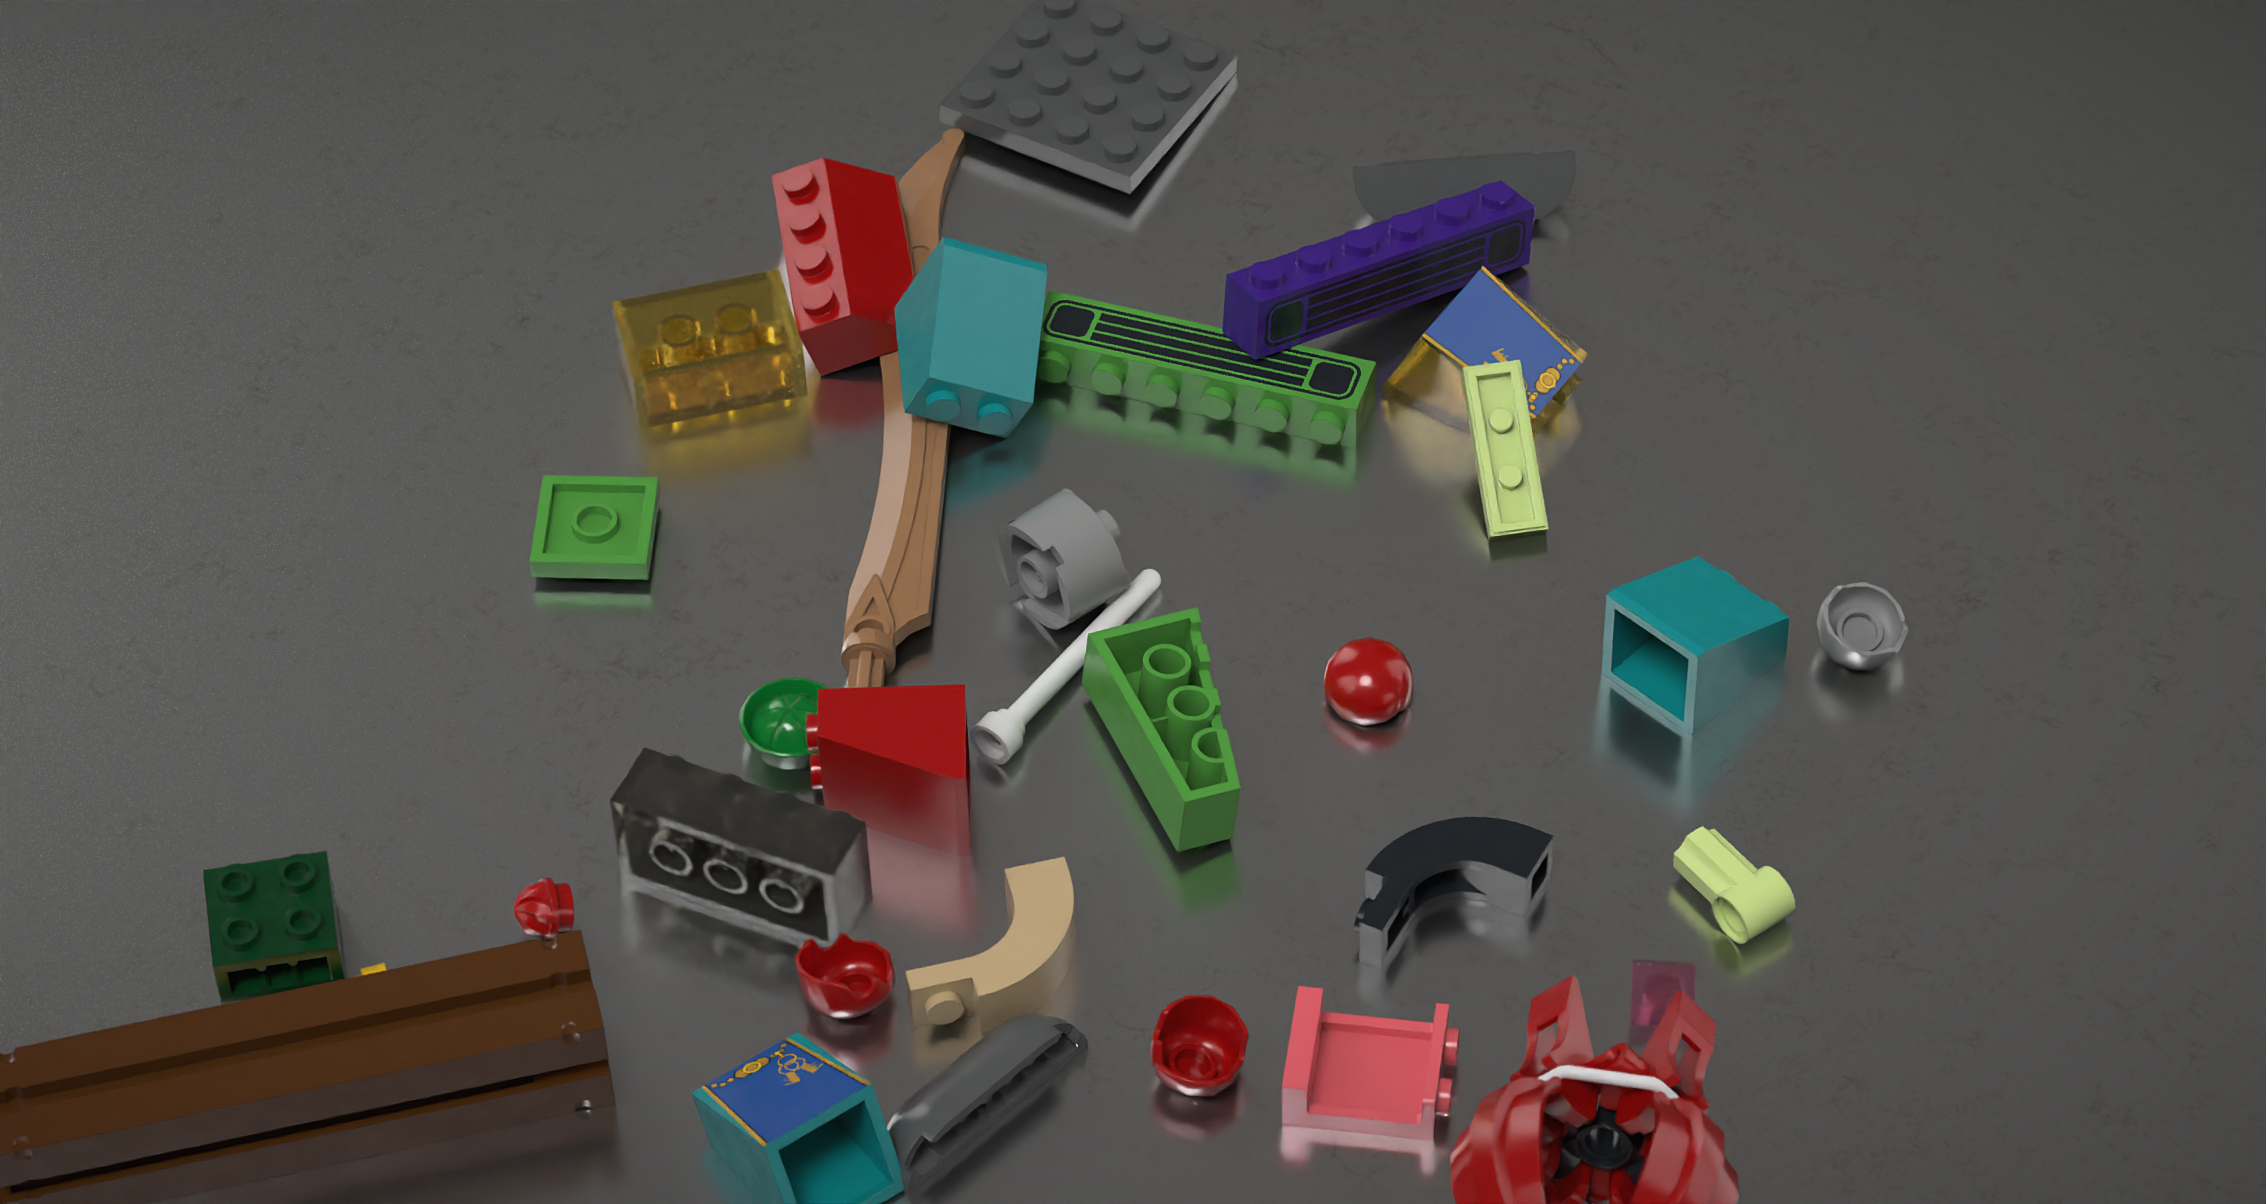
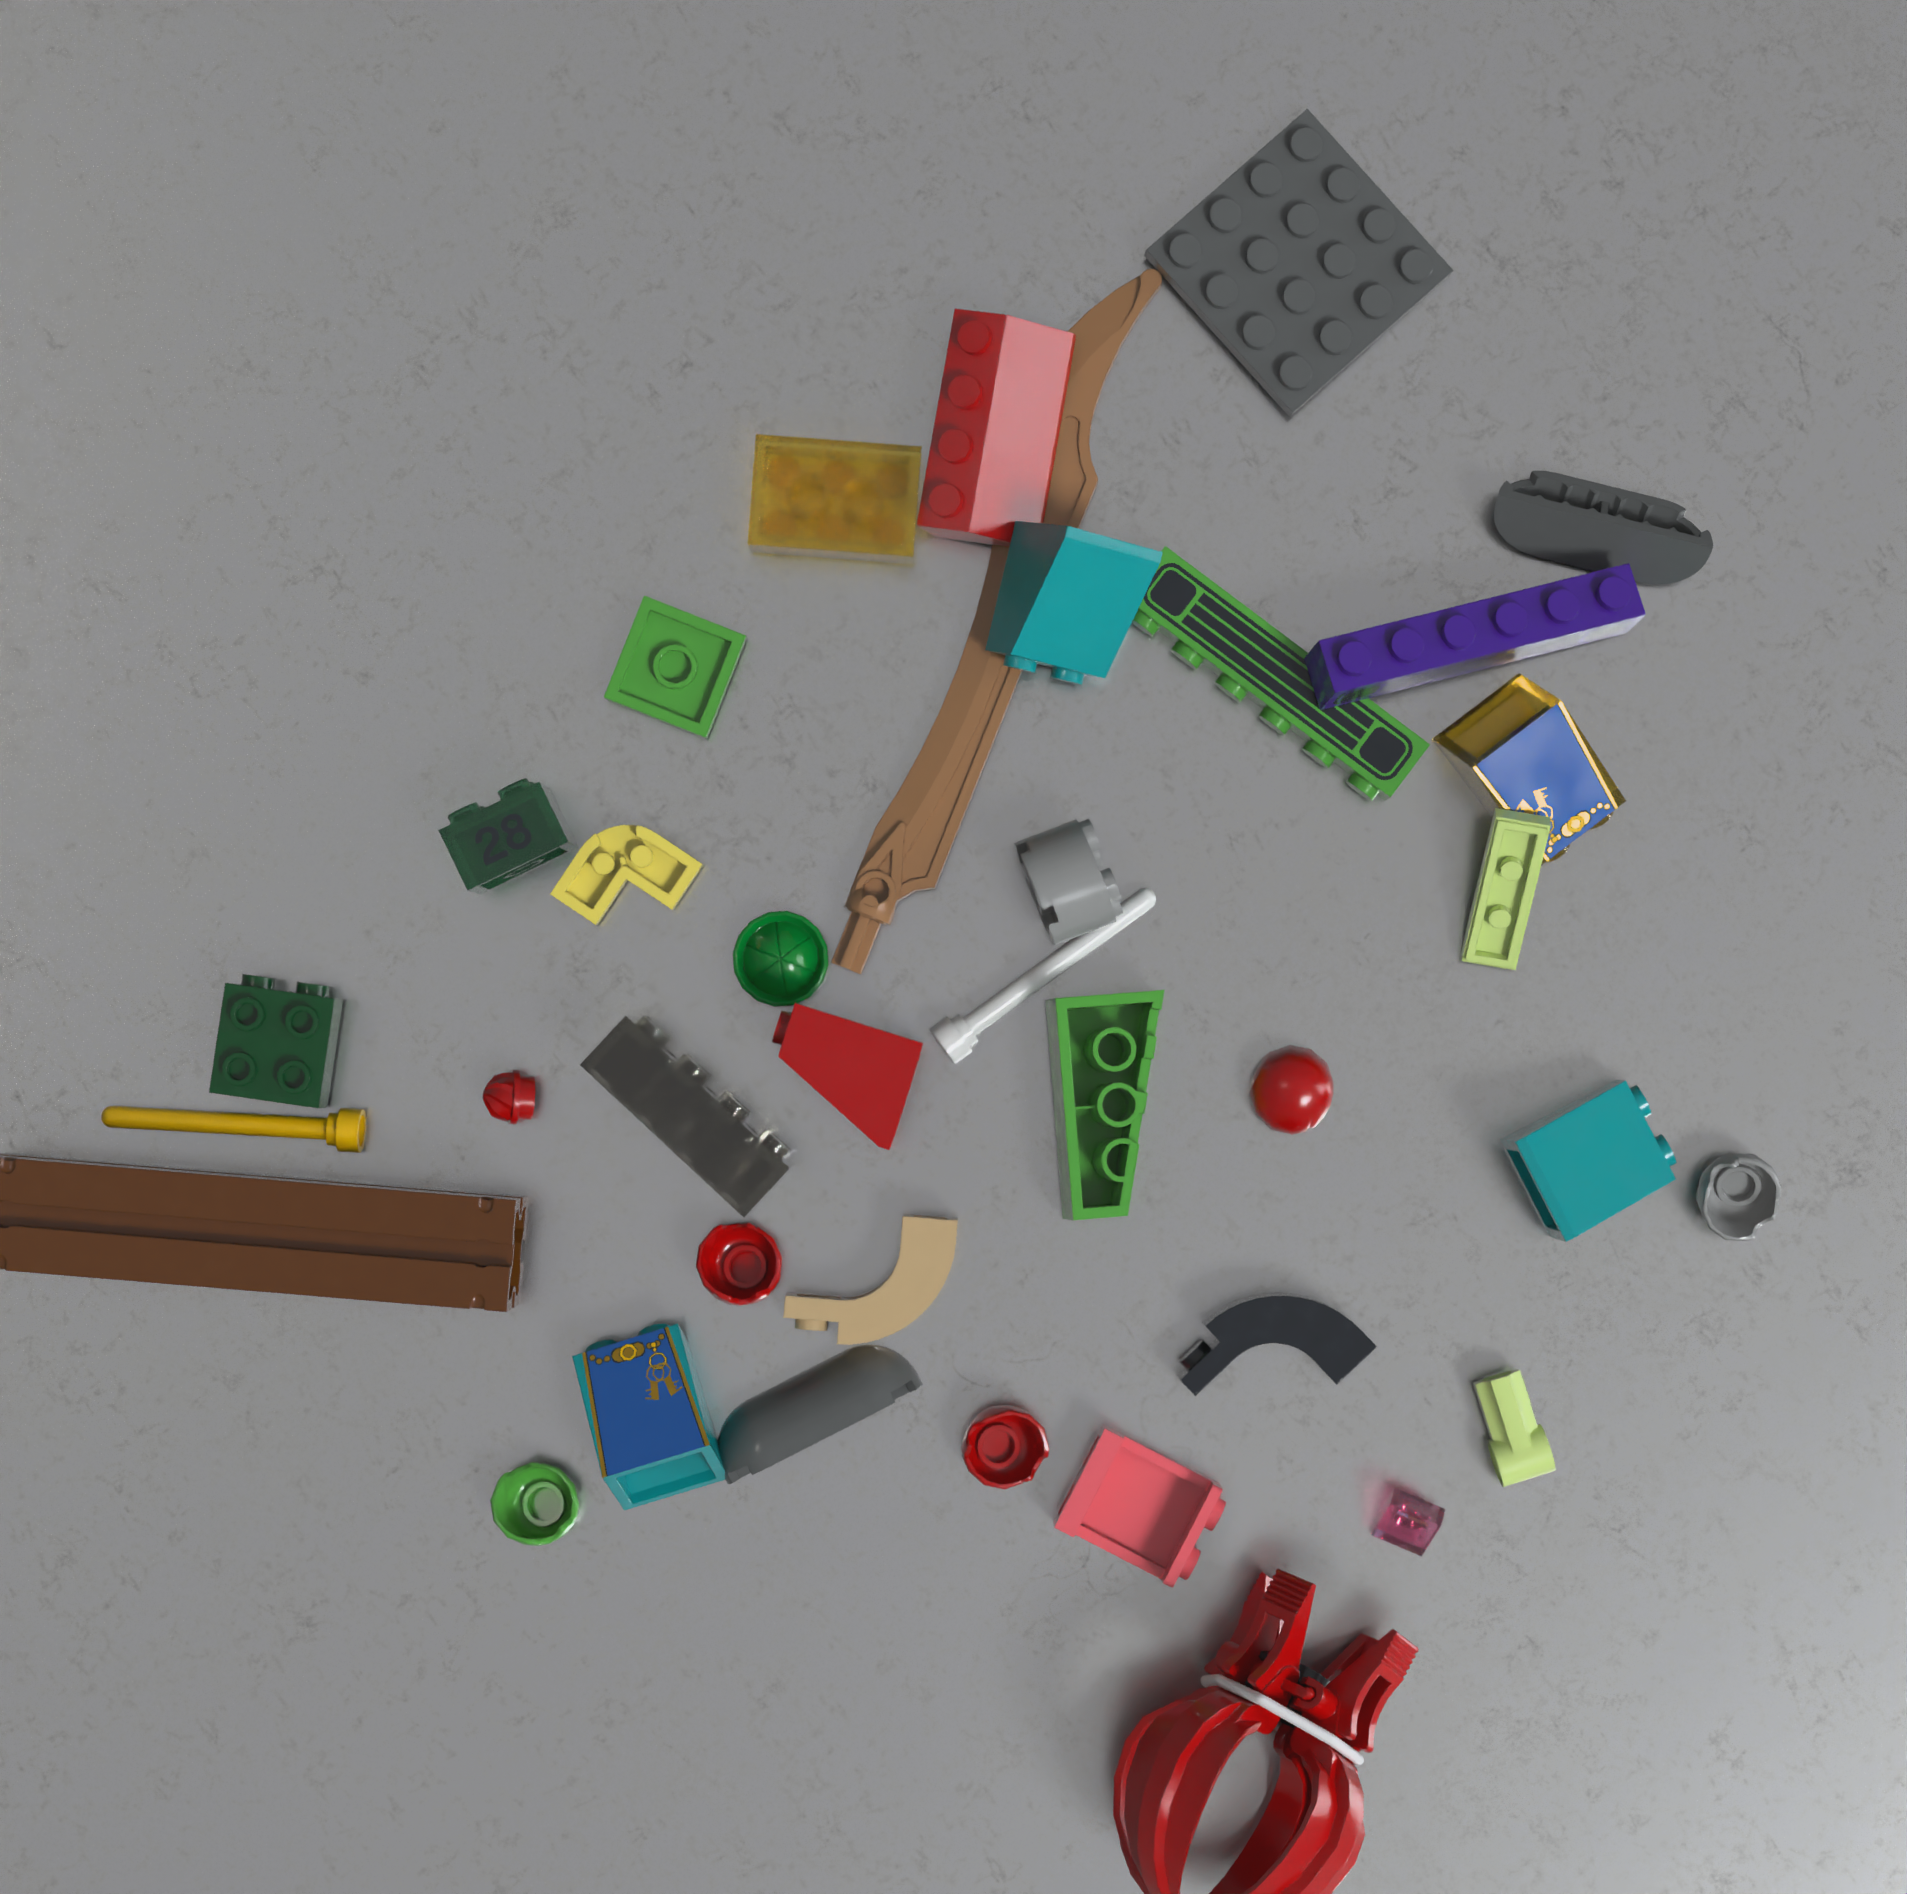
camera: 20 degrees right, 40 degrees up
(470, 680) = (508, 836): none -> clear green brick
(617, 683) = (619, 856): none -> light yellow plate

